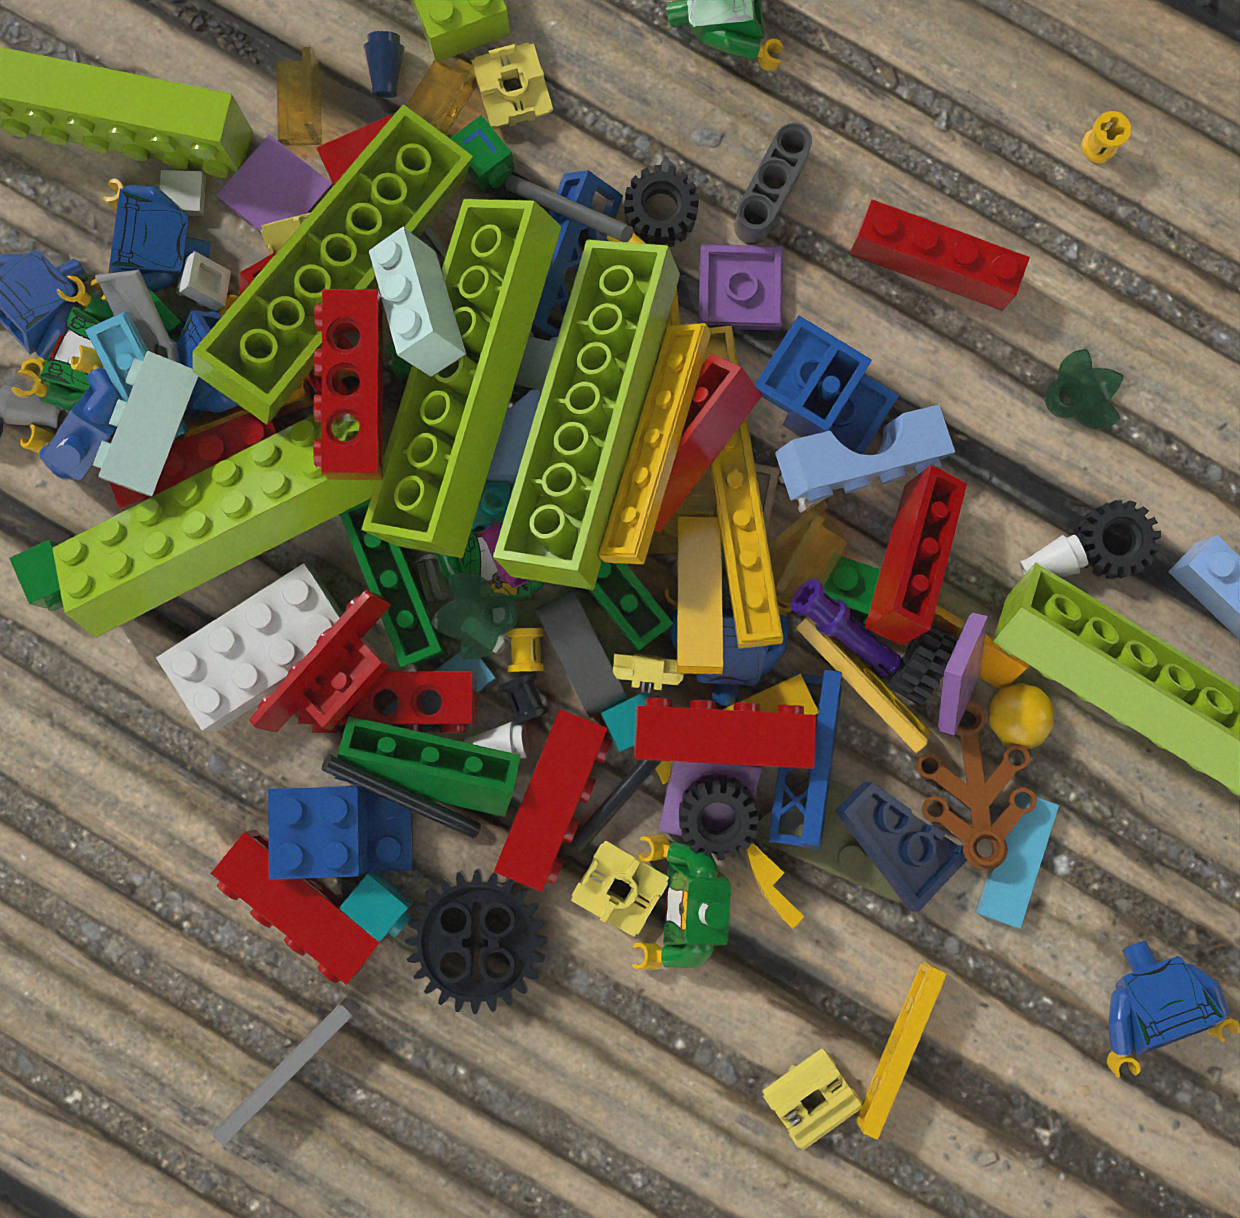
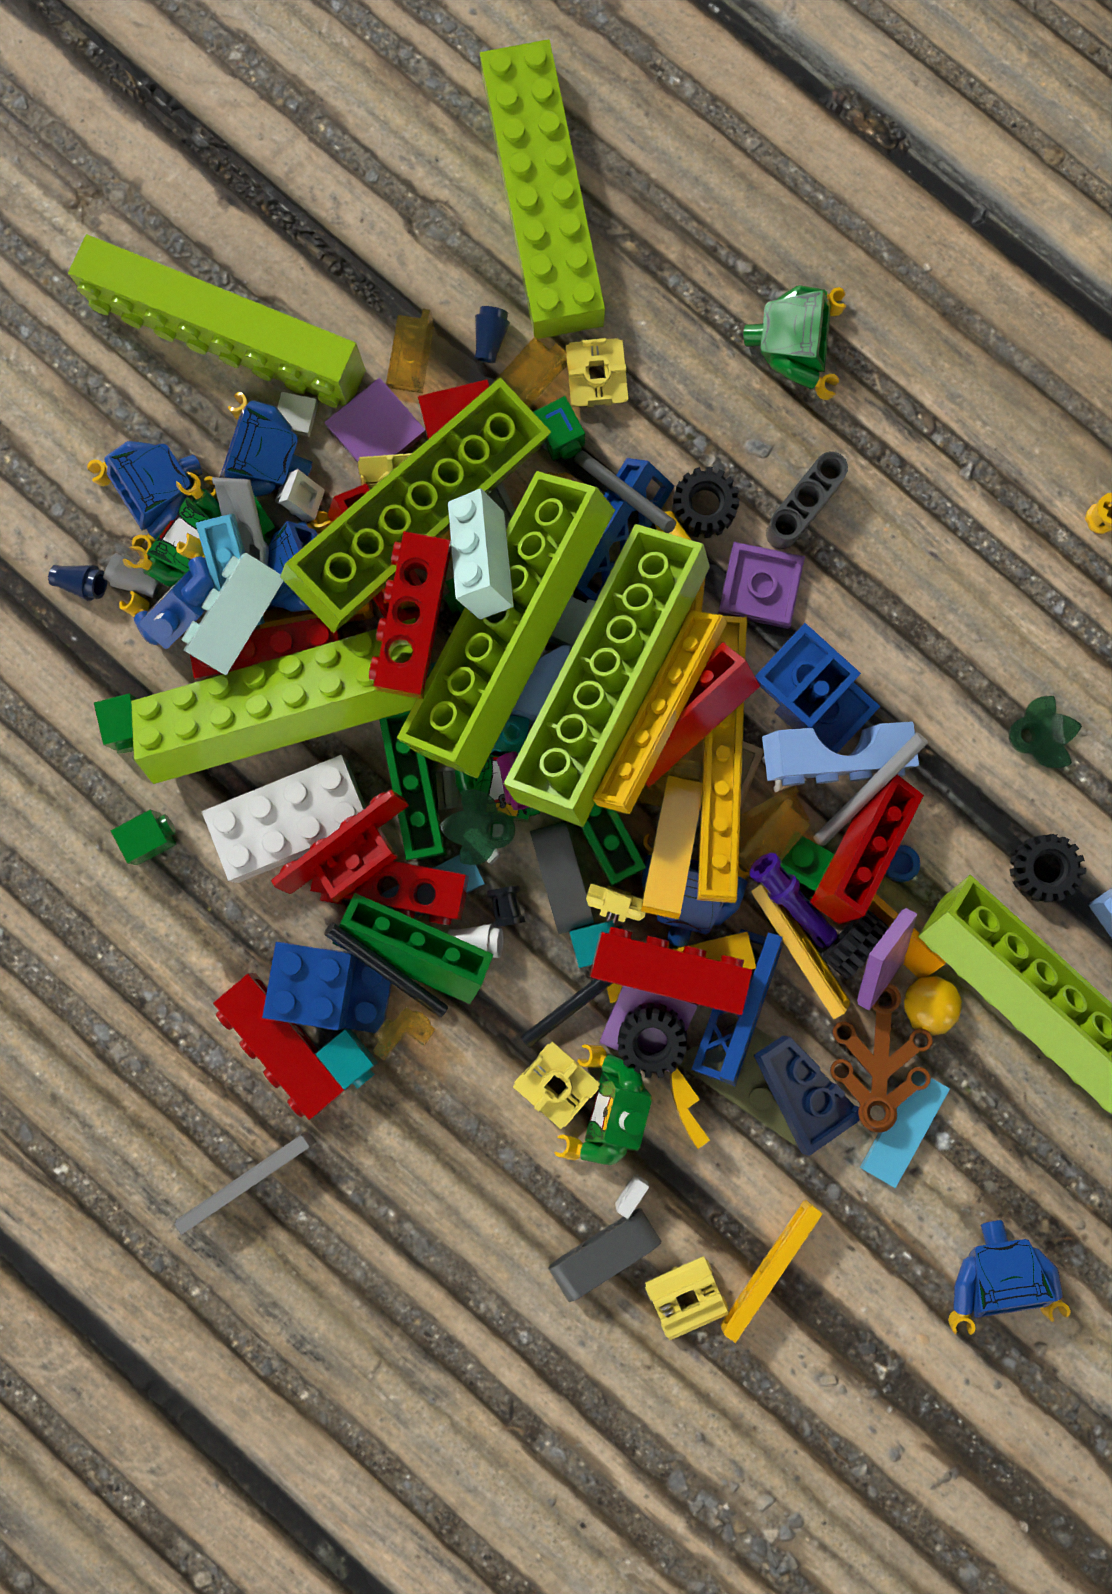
camera: 20 degrees right, 0 degrees up
(97, 699) = (144, 836): none -> green brick
(423, 866) = (409, 1022): none -> clear yellow bracket
(438, 939) = (393, 1097): black gear -> none
(525, 650) = (515, 865): yellow bush -> none
(551, 799) = (512, 998): red brick -> none
(711, 1069) = (604, 1255): none -> dark grey beam
(728, 996) = (631, 1196): none -> white tile
(907, 488) = (870, 789): none -> light grey bar
(939, 255) = (939, 590): red brick -> none
(960, 567) = (904, 865): none -> blue tile
(1061, 557) = (993, 874): white cone -> none

